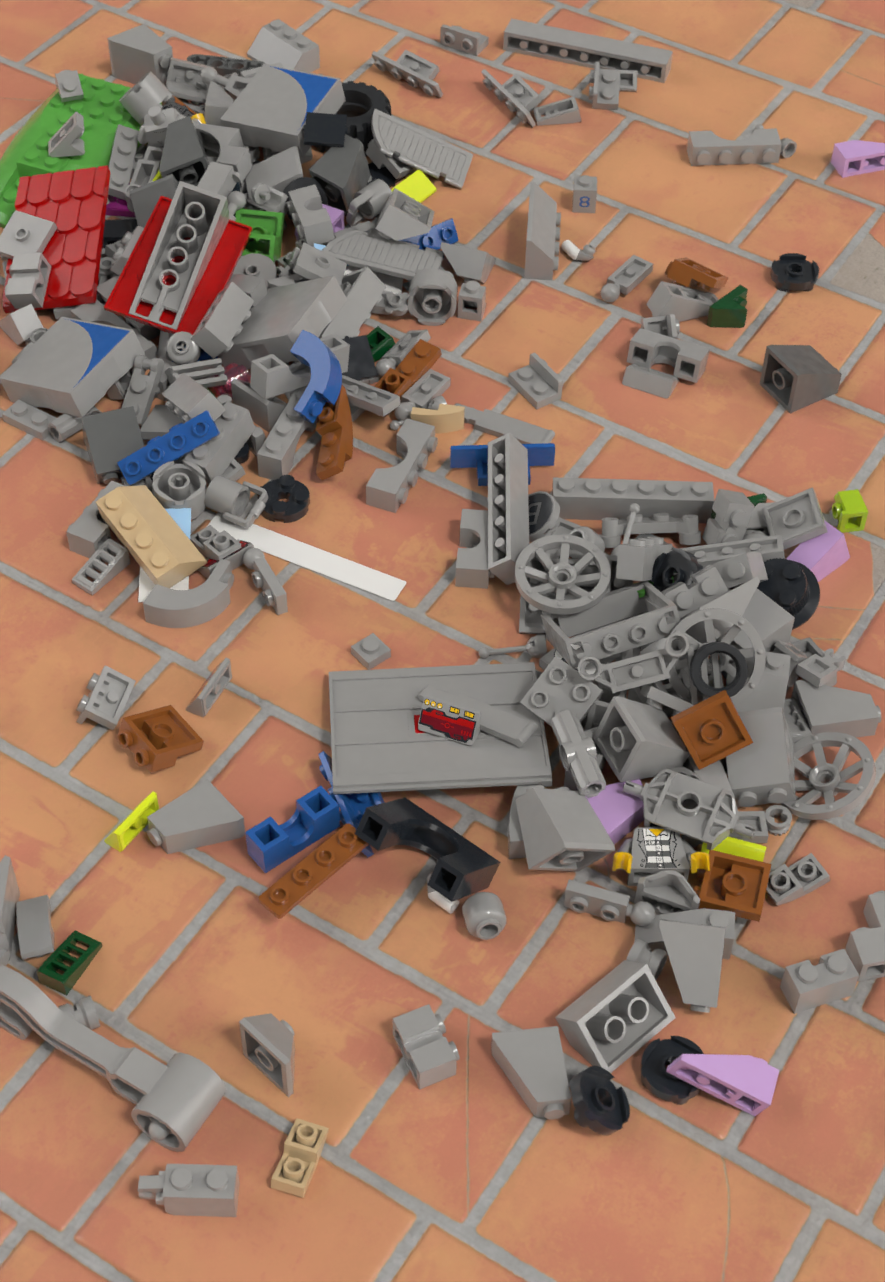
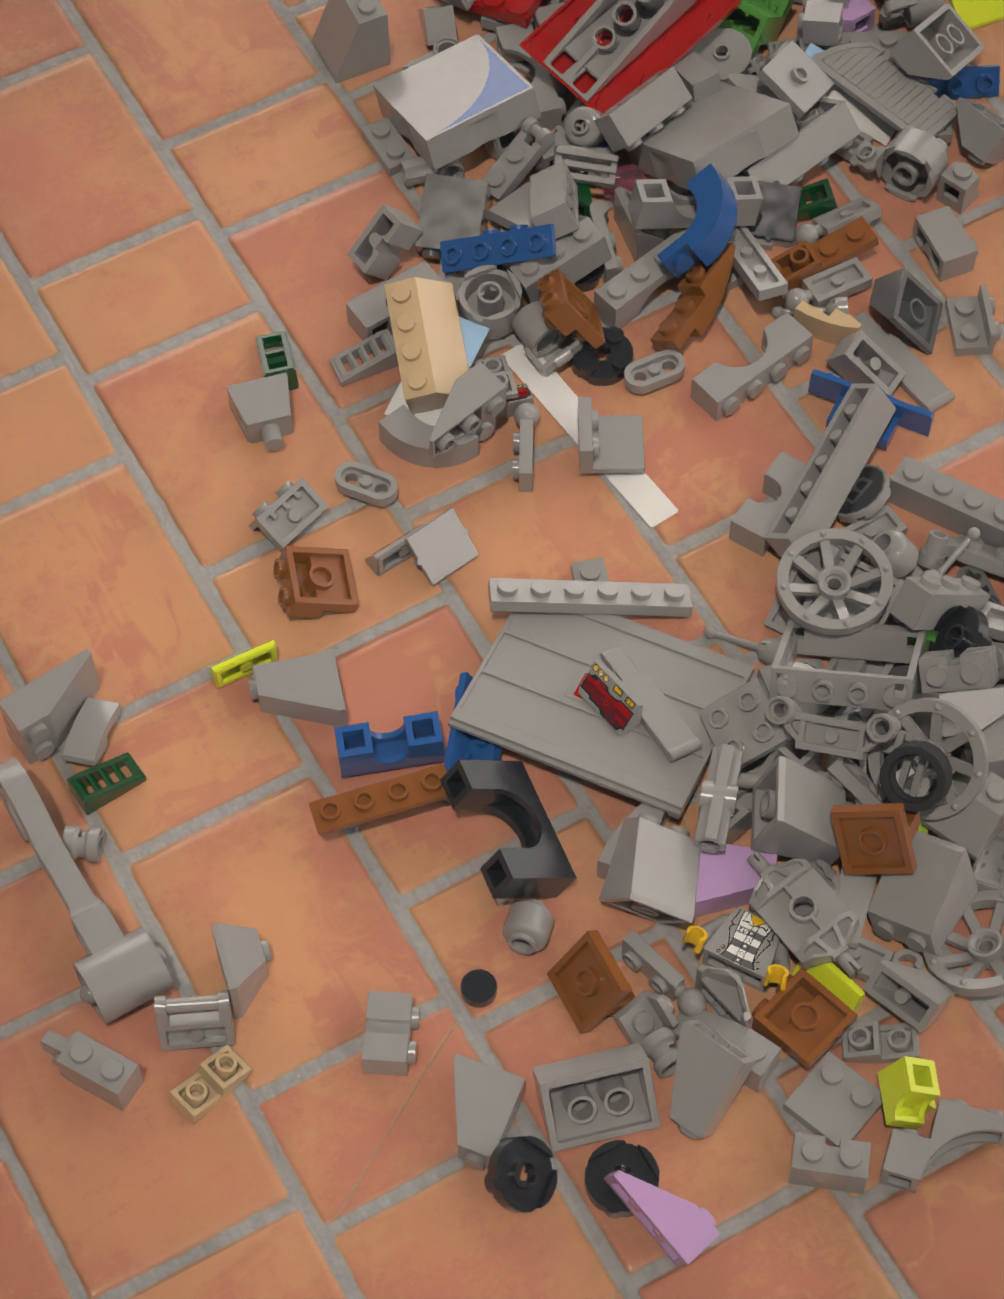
camera: 30 degrees right, 10 degrees up
(32, 599) = (278, 359): none -> dark green slope
(40, 632) = (263, 409): none -> light grey torso
(71, 477) = (383, 240): none -> light grey brick
(156, 653) = (368, 483): none -> light grey plate
(213, 555) = (470, 402): none -> light grey slope
(245, 471) = (569, 308): none -> dark orange plate
(245, 672) = (441, 546): none -> light grey piece
(265, 1116) = (194, 1029): none -> light grey plate
(326, 553) = (609, 442): none -> light grey bracket
(331, 495) = (652, 371): none -> light grey plate
(381, 662) = (589, 597): none -> light grey plate
(472, 980) = (478, 988): none -> black tile
(478, 428) = (863, 361): none -> light grey slope
(485, 388) = (908, 307): none -> dark grey slope
(486, 339) = (945, 243): none -> light grey brick
(560, 932) = (590, 982): none -> dark orange bracket
(615, 939) = (644, 1016): none -> light grey bracket
(789, 936) = (834, 1101): none -> light grey plate
(795, 833) = (909, 993): none -> light grey slope
(841, 900) = (908, 1091): none -> neon yellow brick

